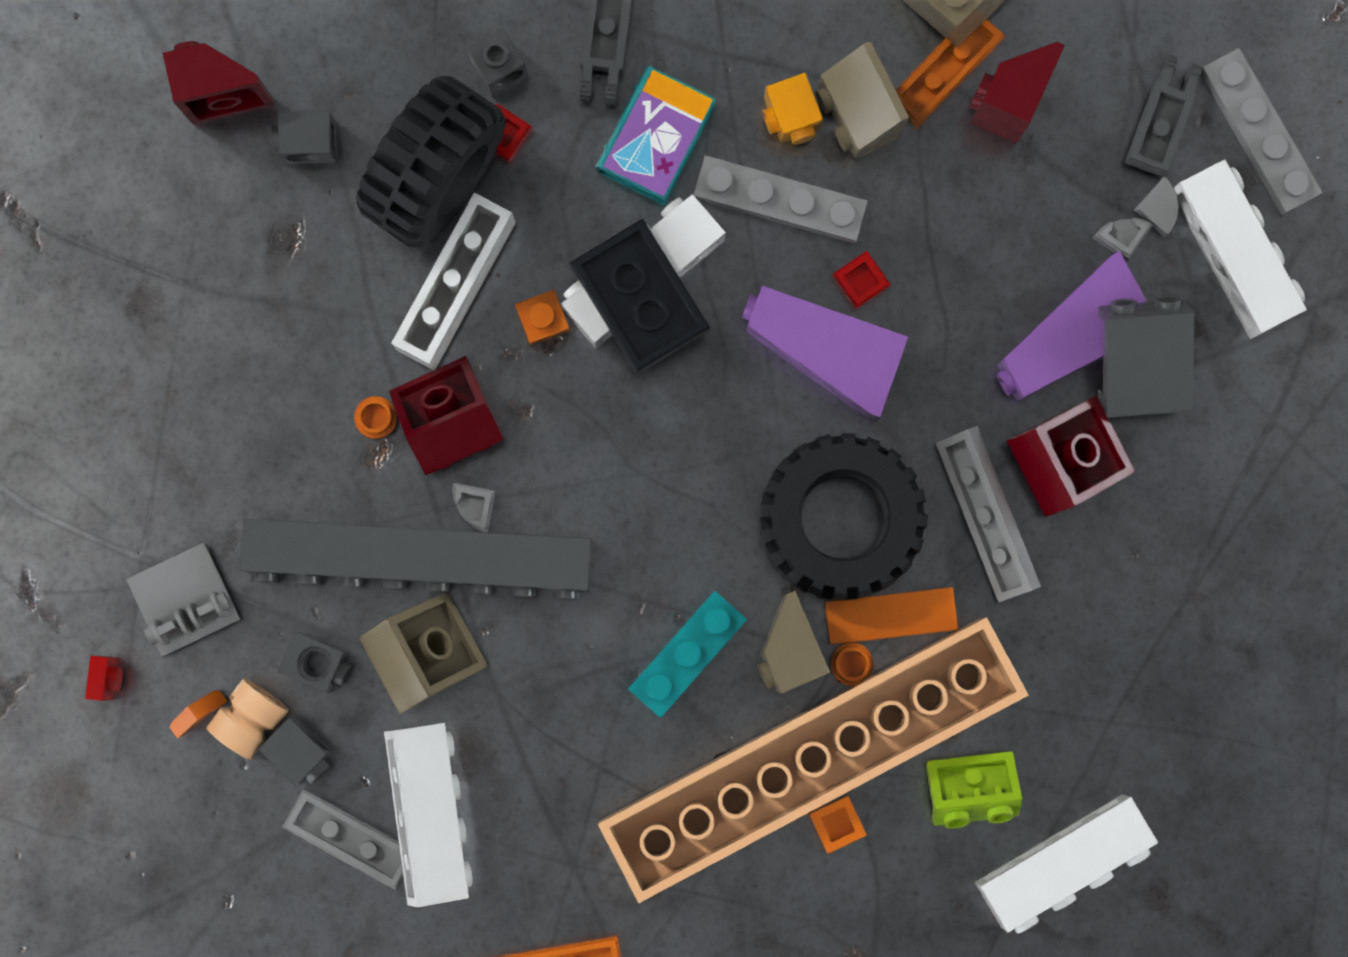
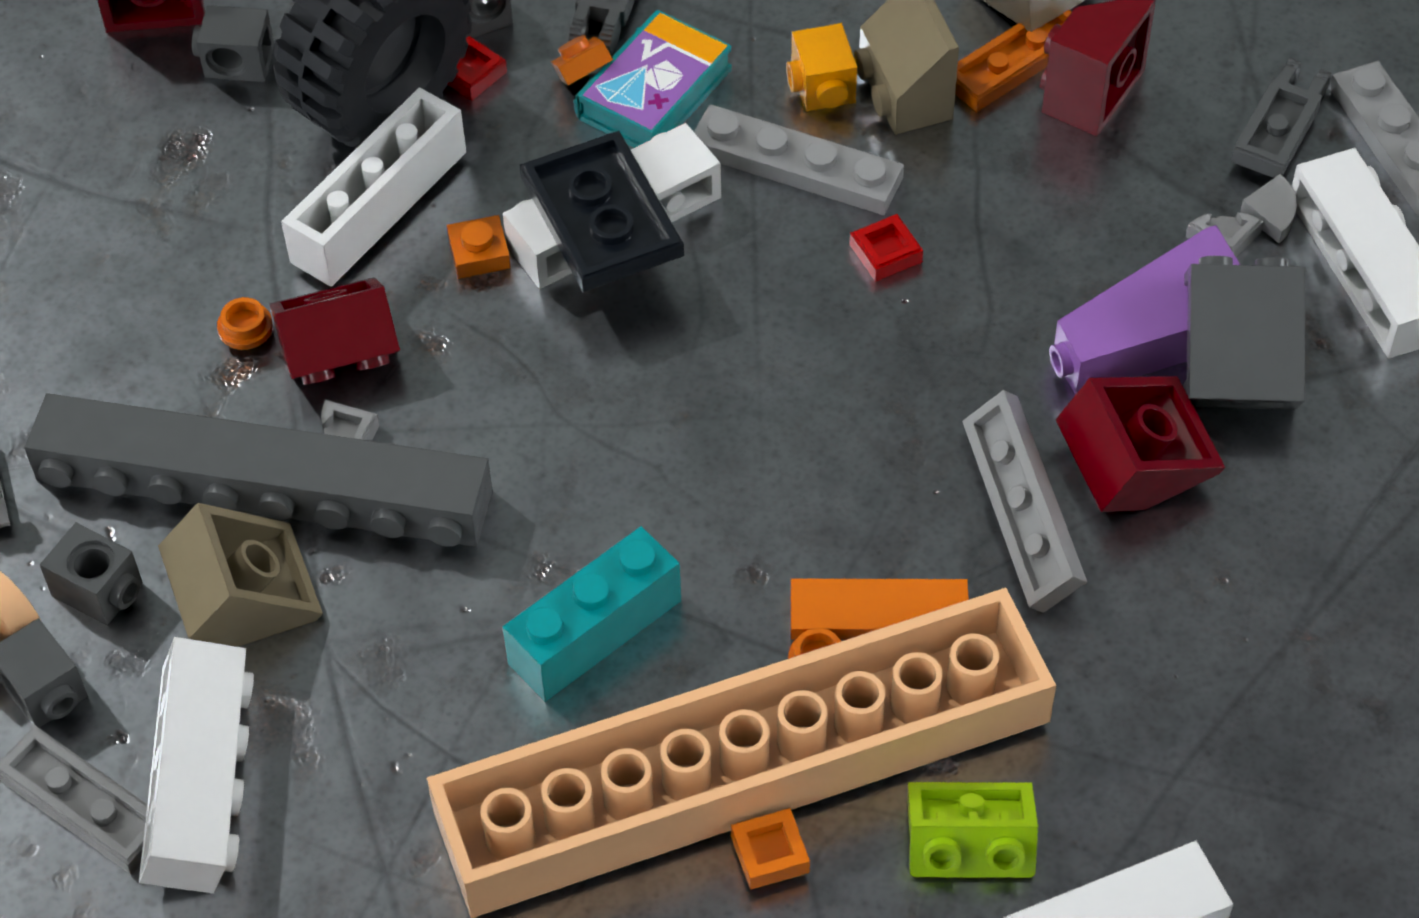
camera: 10 degrees right, 30 degrees down
(595, 126) = (580, 58): none -> orange plate
(791, 649) = (733, 608): dark tan slope -> none
(831, 348) = (835, 302): medium lavender slope -> none
(900, 505) = (825, 413): black tyre -> none

